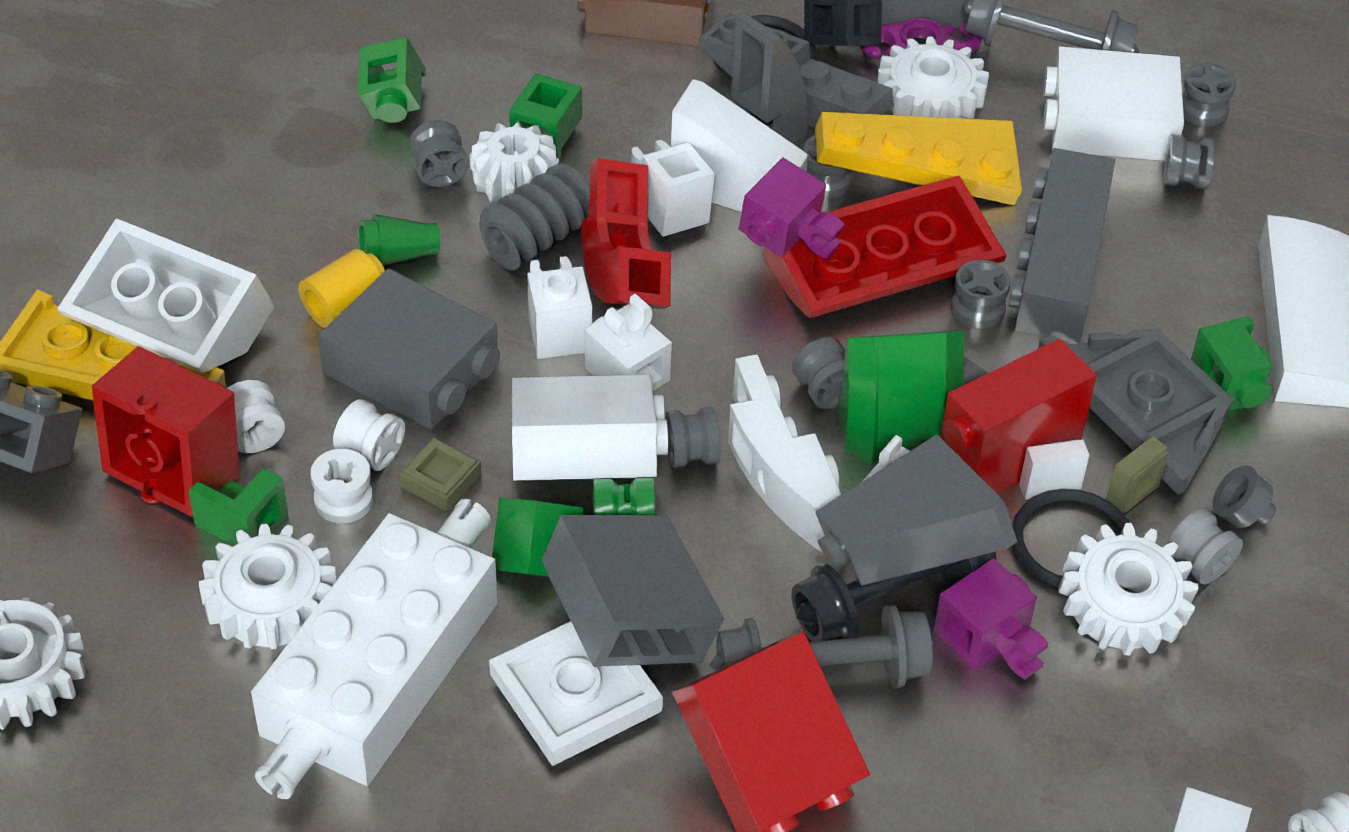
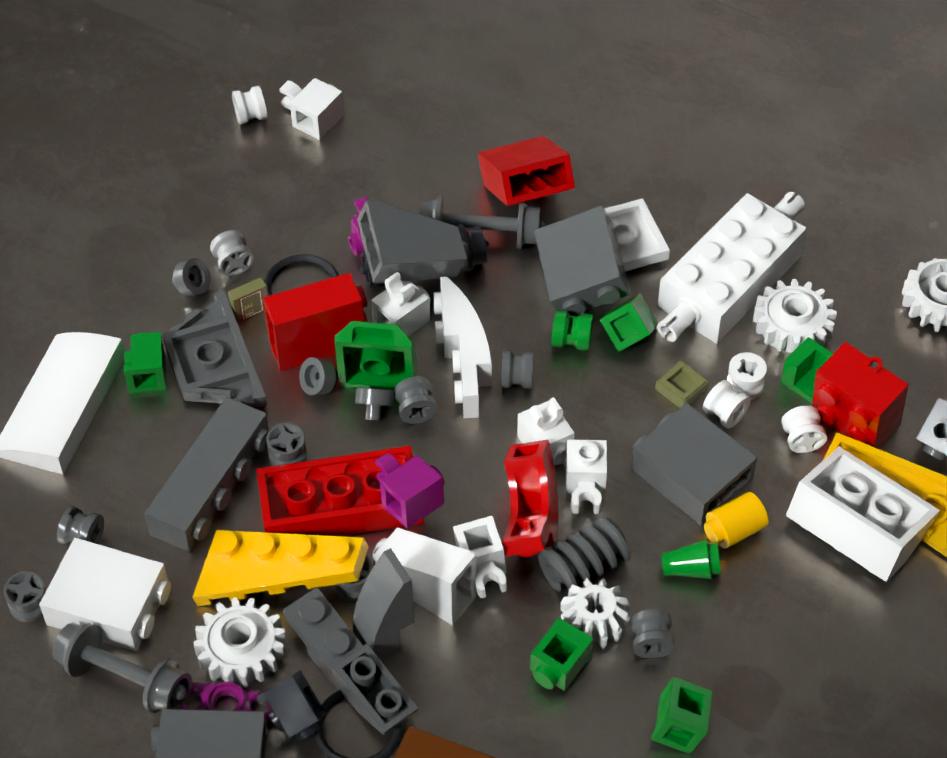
camera: 165 degrees left, 5 degrees up
(586, 427) = (587, 368): white brick -> none
(1124, 618) = (291, 232): white gear -> none

